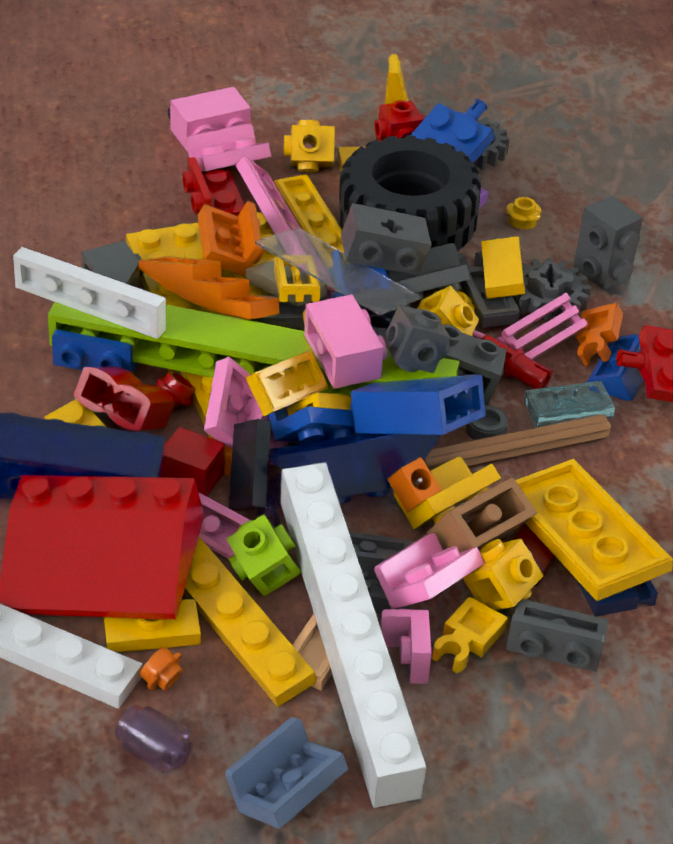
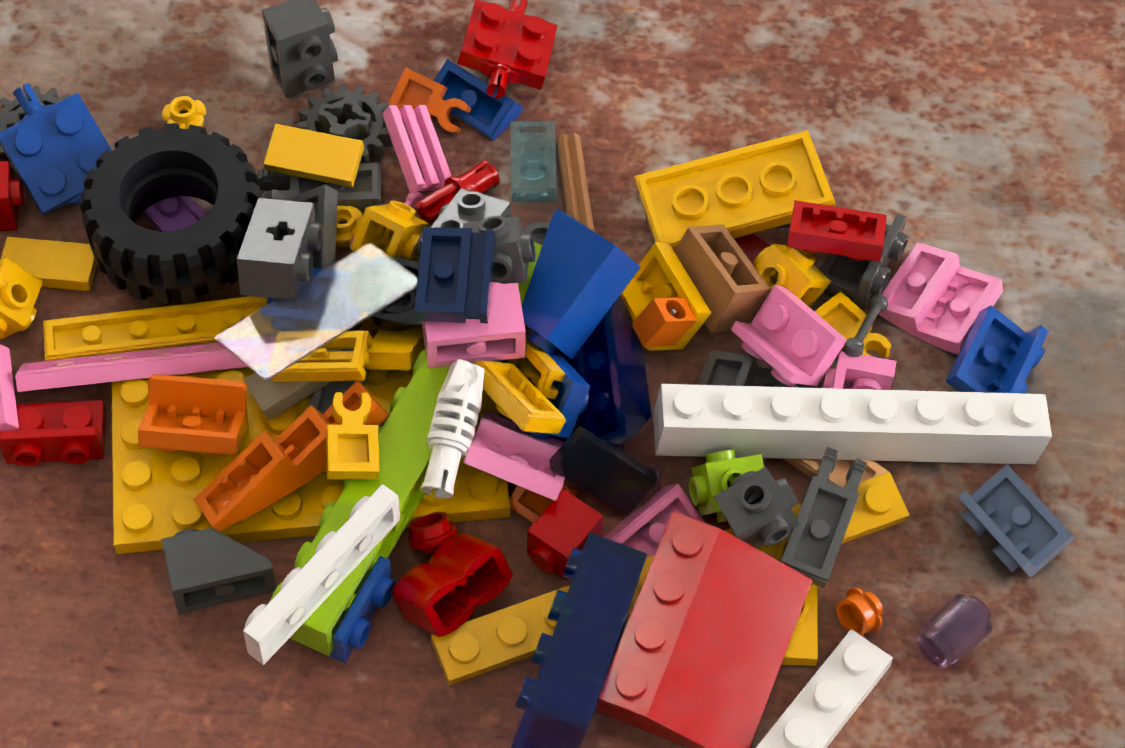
camera: 75 degrees left, 15 degrees up
(210, 294) = (351, 446): none -> yellow plate
(221, 548) = (759, 508): none -> dark grey brick
(240, 612) = (822, 520): none -> dark grey hinge
(245, 345) = (453, 426): none -> white hinge
(366, 297) = (454, 275): none -> dark blue plate
(435, 618) = (855, 346): none -> dark grey hinge
(474, 748) = (997, 355): none -> blue bracket
(539, 707) = (938, 297): none -> bright pink slope
(553, 580) = (837, 231): none -> red bracket

